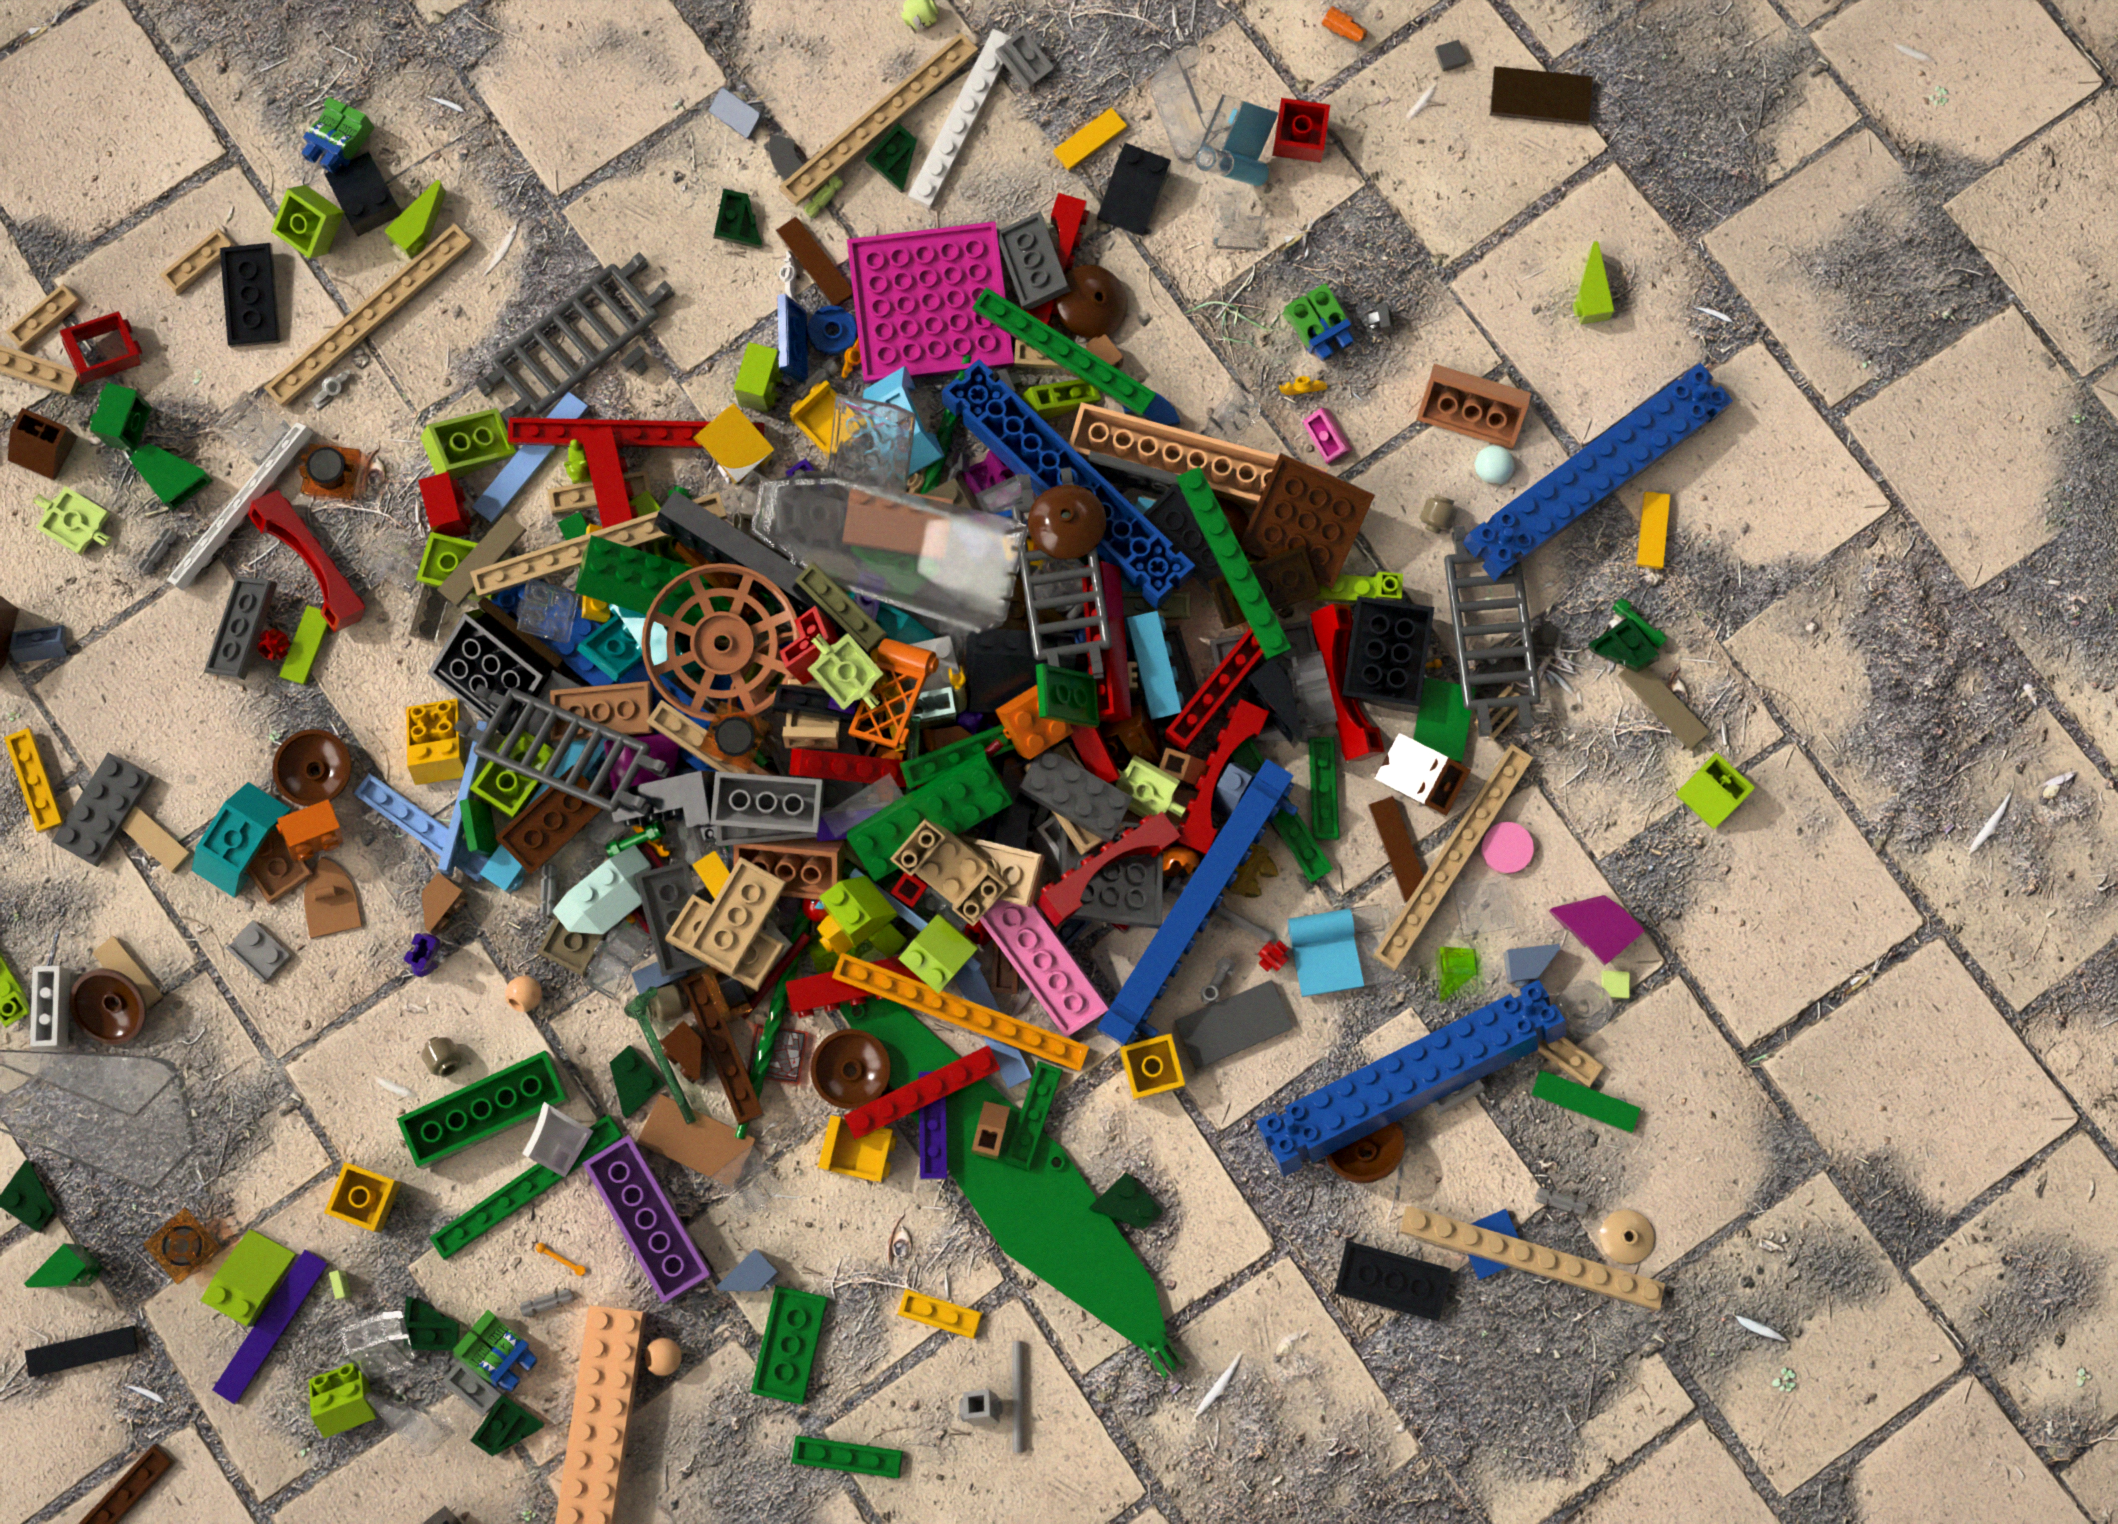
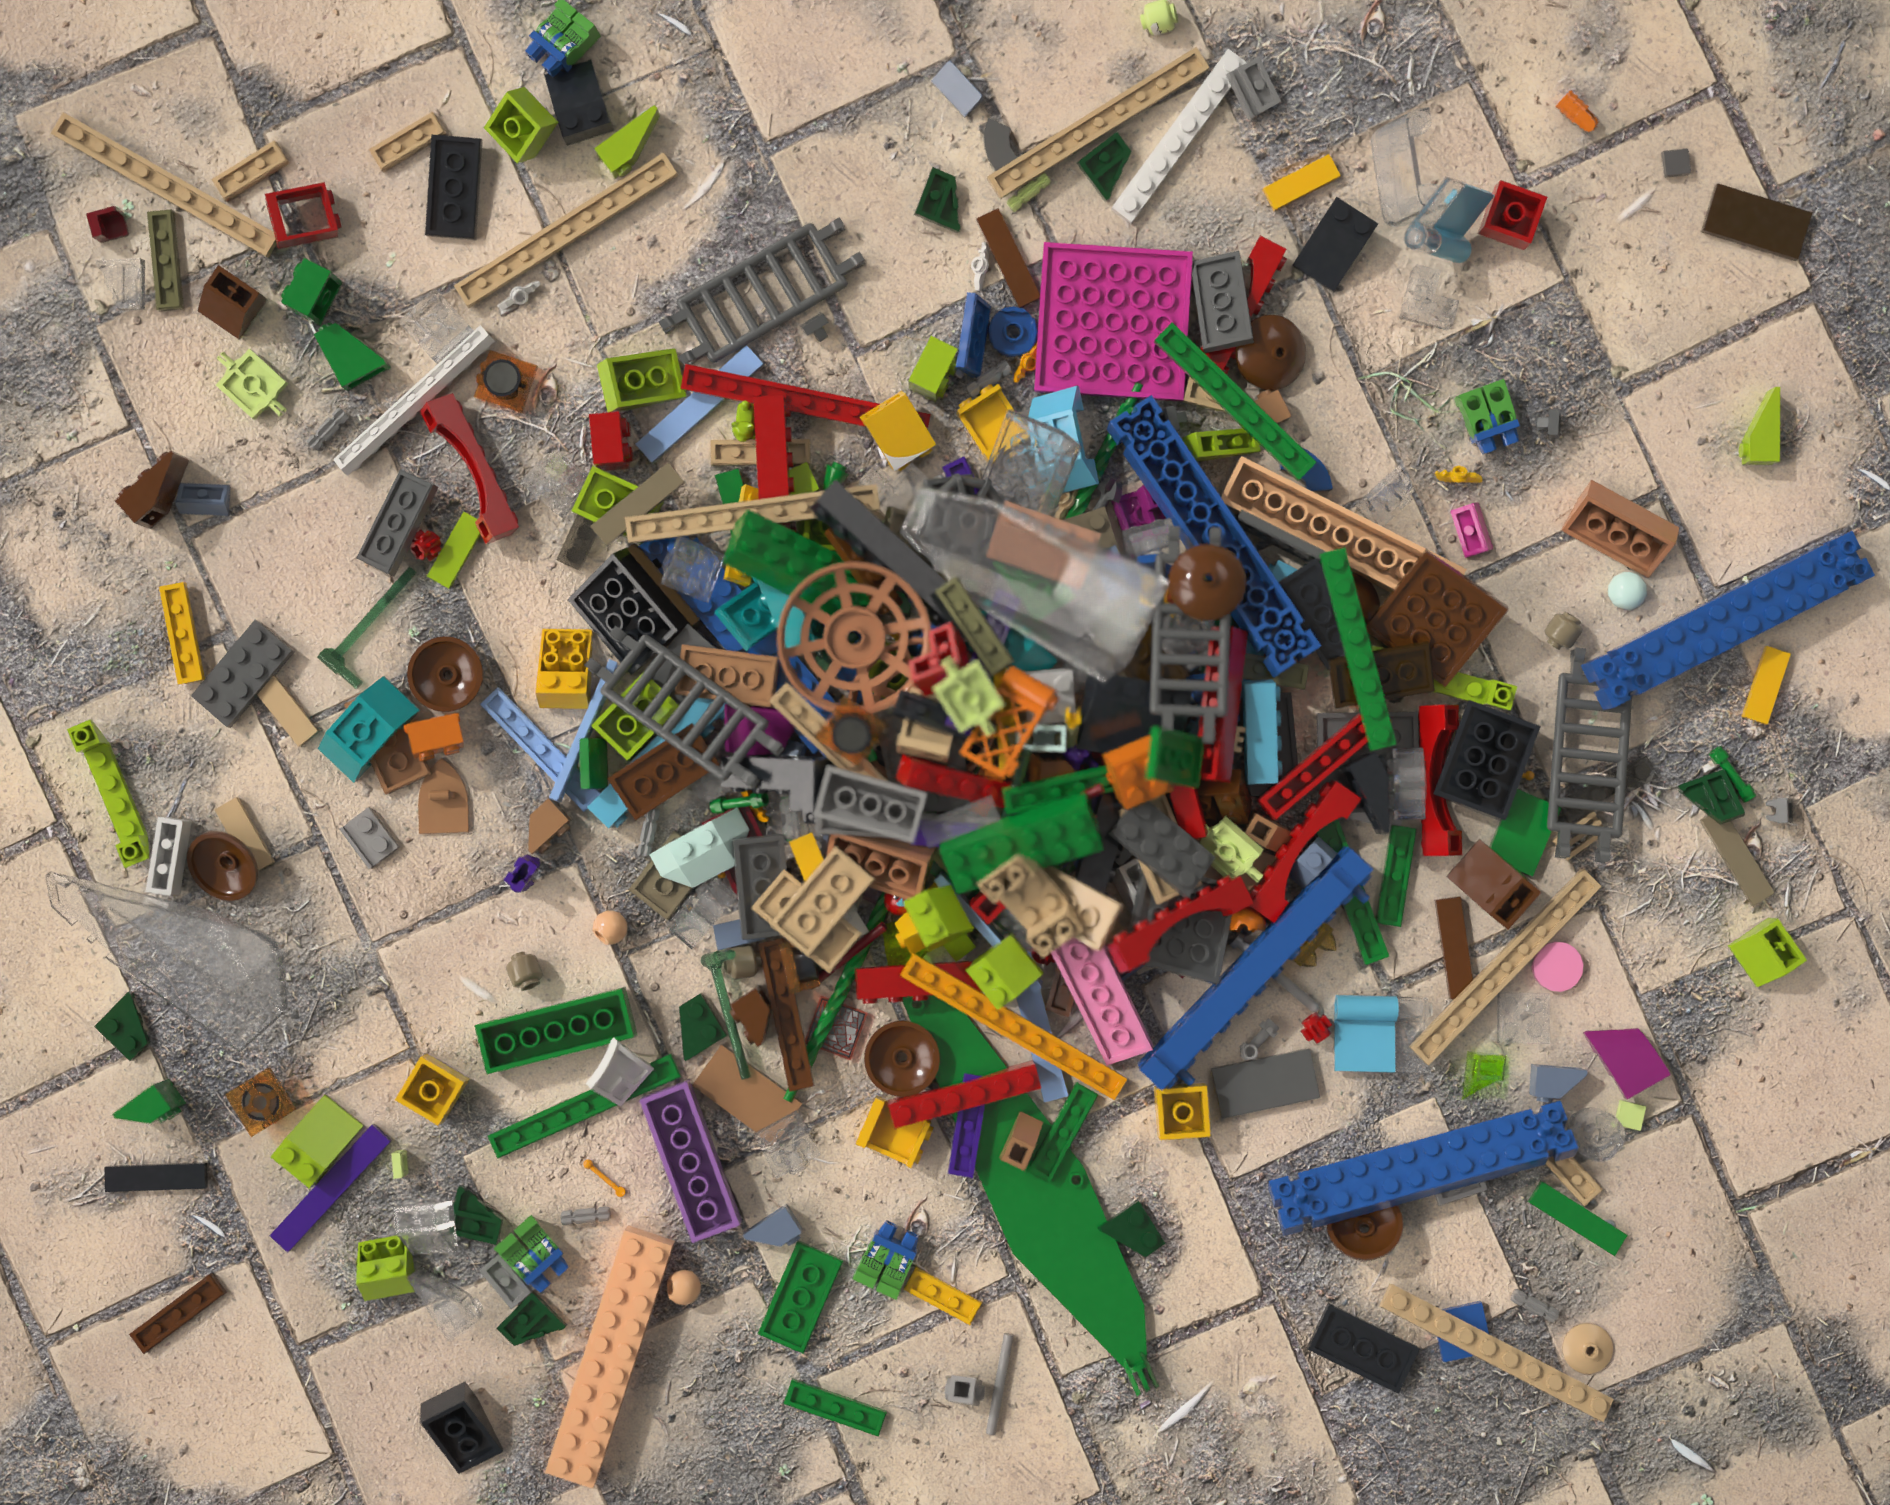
camera: 10 degrees right, 10 degrees up
(195, 776) = (334, 658): none -> clear green bar
(875, 1277) = (893, 1253): none -> hips
(1699, 647) = (1784, 810): none -> tile

